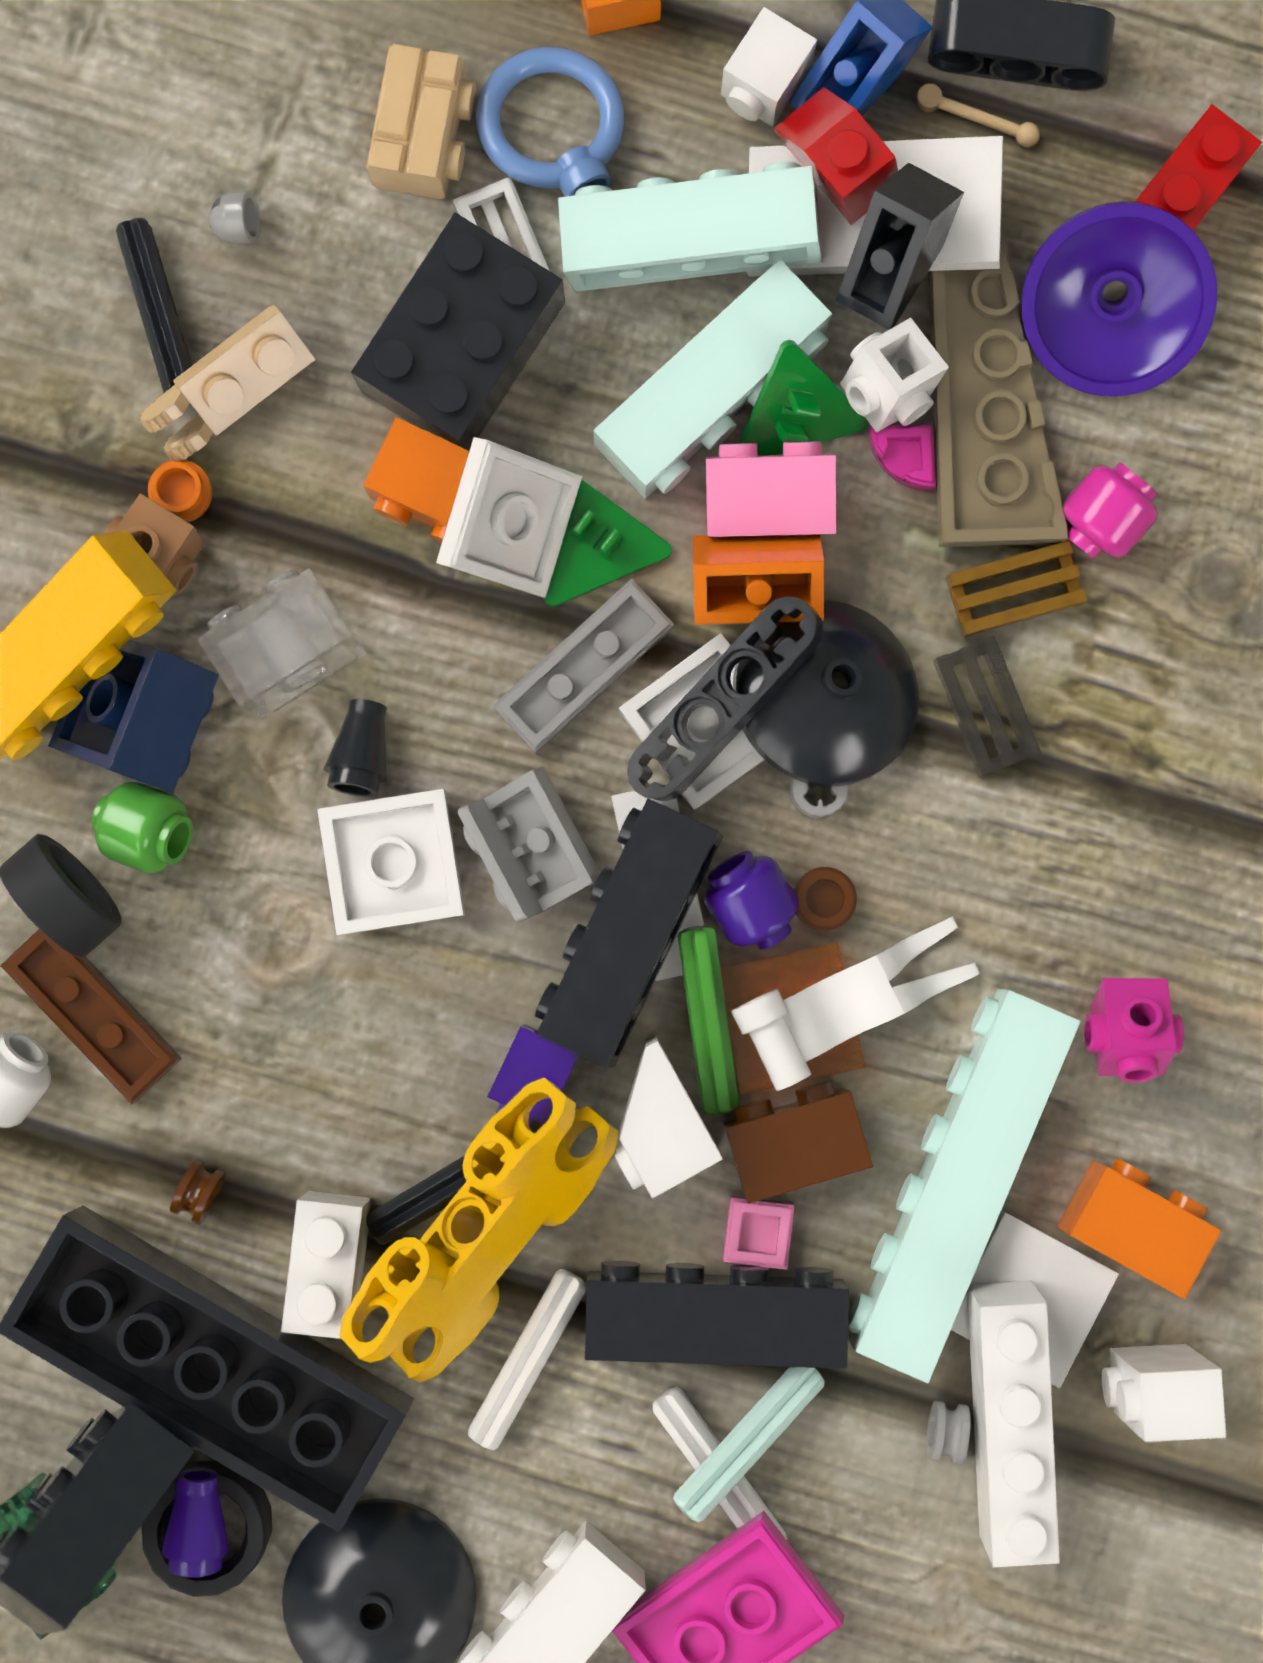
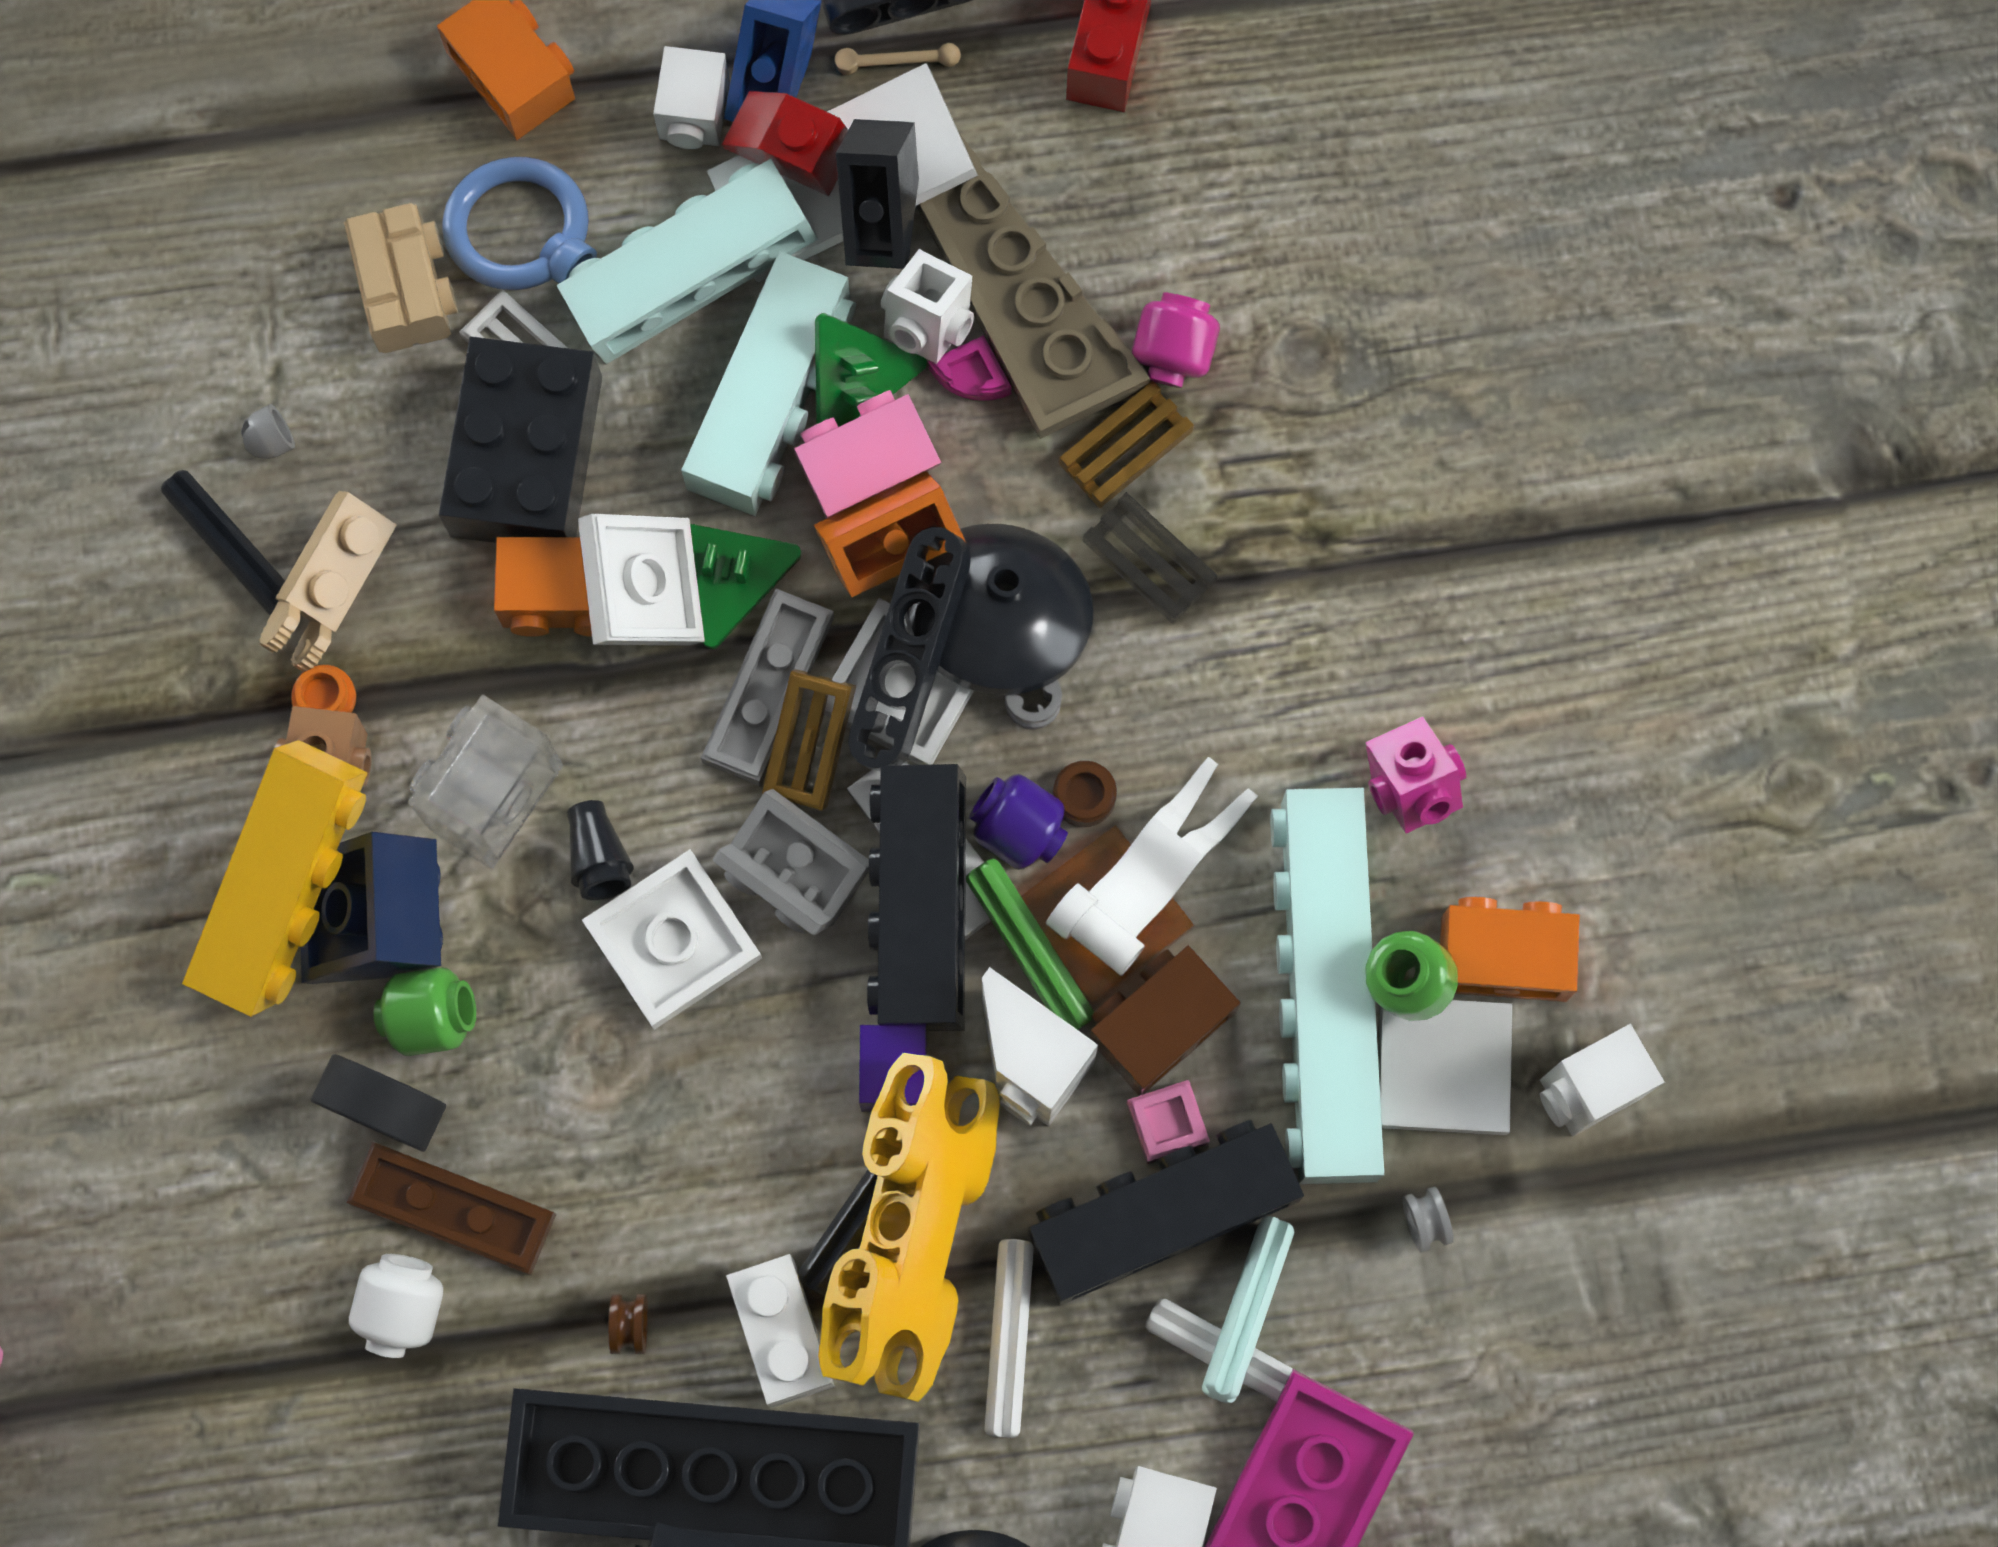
camera: 25 degrees left, 10 degrees down
(629, 697) = (833, 743): none -> pearl gold tile
(1013, 1423) = (1479, 1177): white brick -> none
(1017, 1218) = (1391, 972): none -> bright green head
(1128, 341) = (1137, 163): dark purple dish -> none

